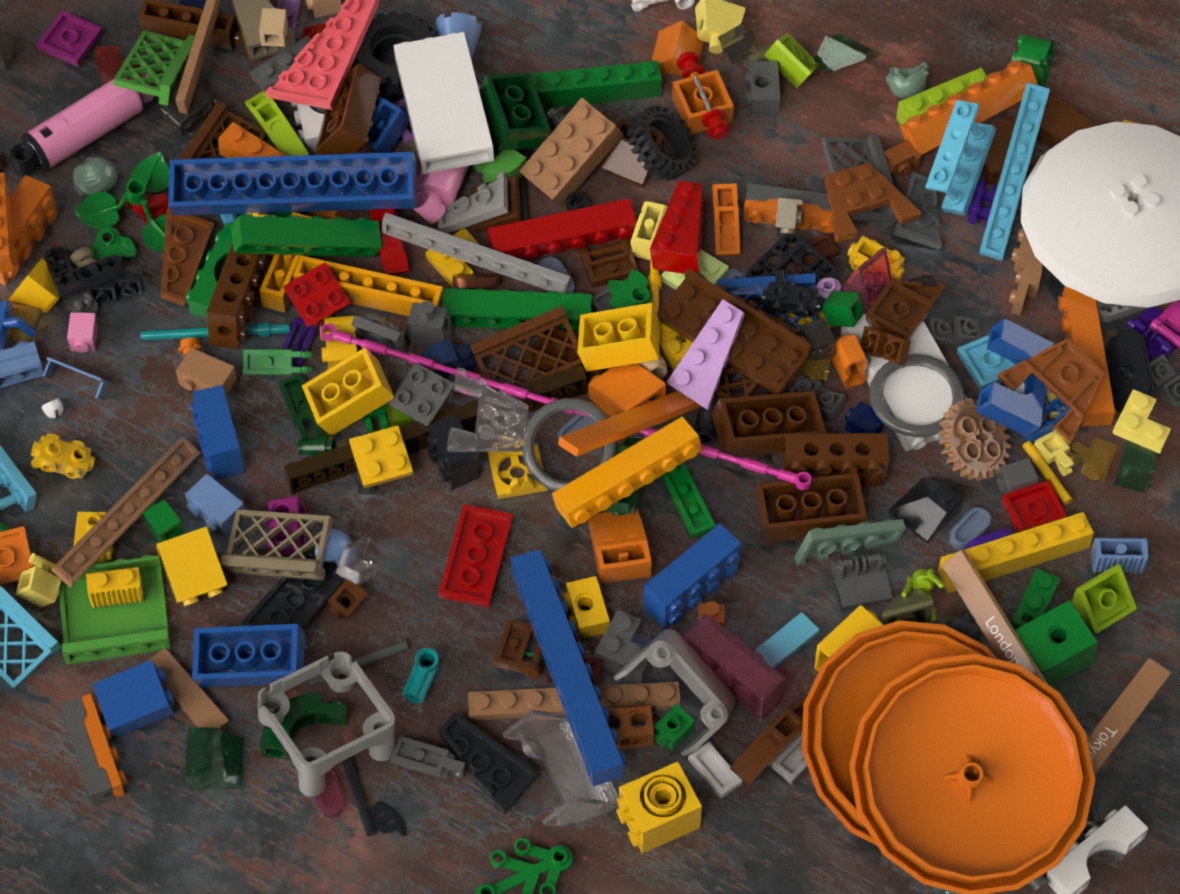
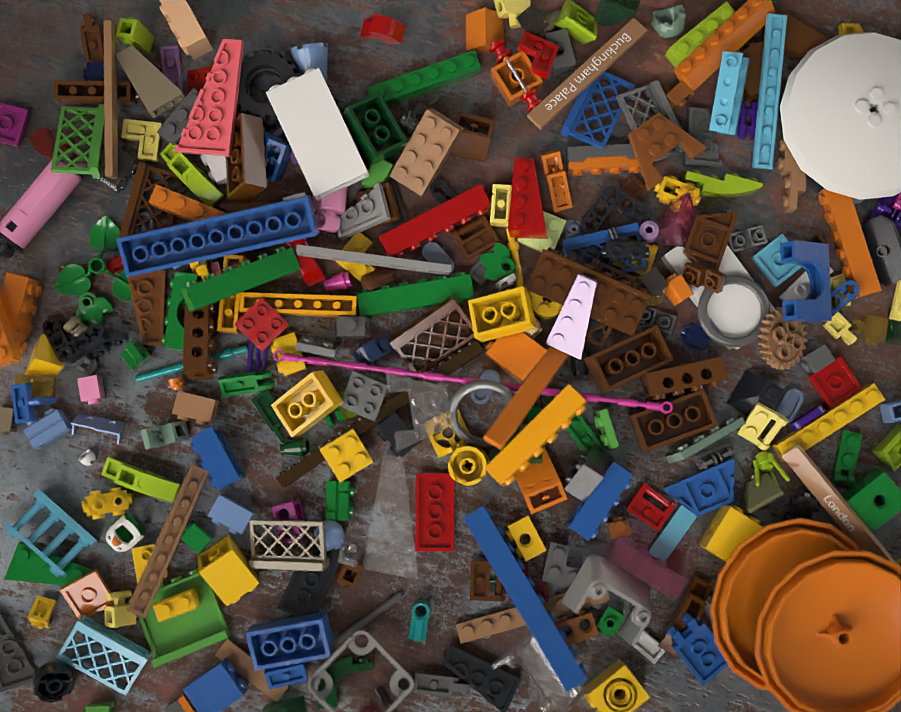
camera: 15 degrees left, 25 degrees up
(73, 494) = (124, 533): none -> piece
(94, 176) = (61, 247): sand green hair -> none
(113, 441) = (140, 480): none -> lime slope
(148, 305) = (135, 355): none -> green brick
(161, 400) = (165, 434): none -> sand green brick
(230, 699) = (285, 675): none -> blue panel
(235, 80) = (147, 135): none -> light yellow plate
(273, 27) = (165, 94): tan brick -> none
(357, 513) = (338, 500): none -> green brick
(414, 567) = (391, 537): none -> clear wing
(428, 275) = (339, 282): none -> dark pink cone
(533, 505) = (461, 457): none -> yellow brick
(555, 22) = (383, 28): none -> red brick
(649, 152) = (481, 134): black tyre -> none
(682, 531) = (588, 472): none -> black brick
(720, 495) = (607, 435): none -> bright green plate
(739, 75) = (542, 51): none -> red plate
(757, 612) = (648, 512): none -> red plate
(781, 140) = (581, 105): none -> blue fence
(784, 781) = (698, 649): none -> blue tile
(788, 215) = (605, 171): dark tan brick -> none
(790, 109) = (587, 74): none -> medium nougat tile
(835, 596) = (706, 489): none -> blue wing
(843, 309) = (664, 249): green brick -> none
(920, 534) = (756, 423): none -> light yellow plate
(945, 267) = (729, 186): none -> lime slope
(1047, 472) = (836, 346): yellow bar -> none
(1067, 375) = (847, 275): dark orange wing -> none

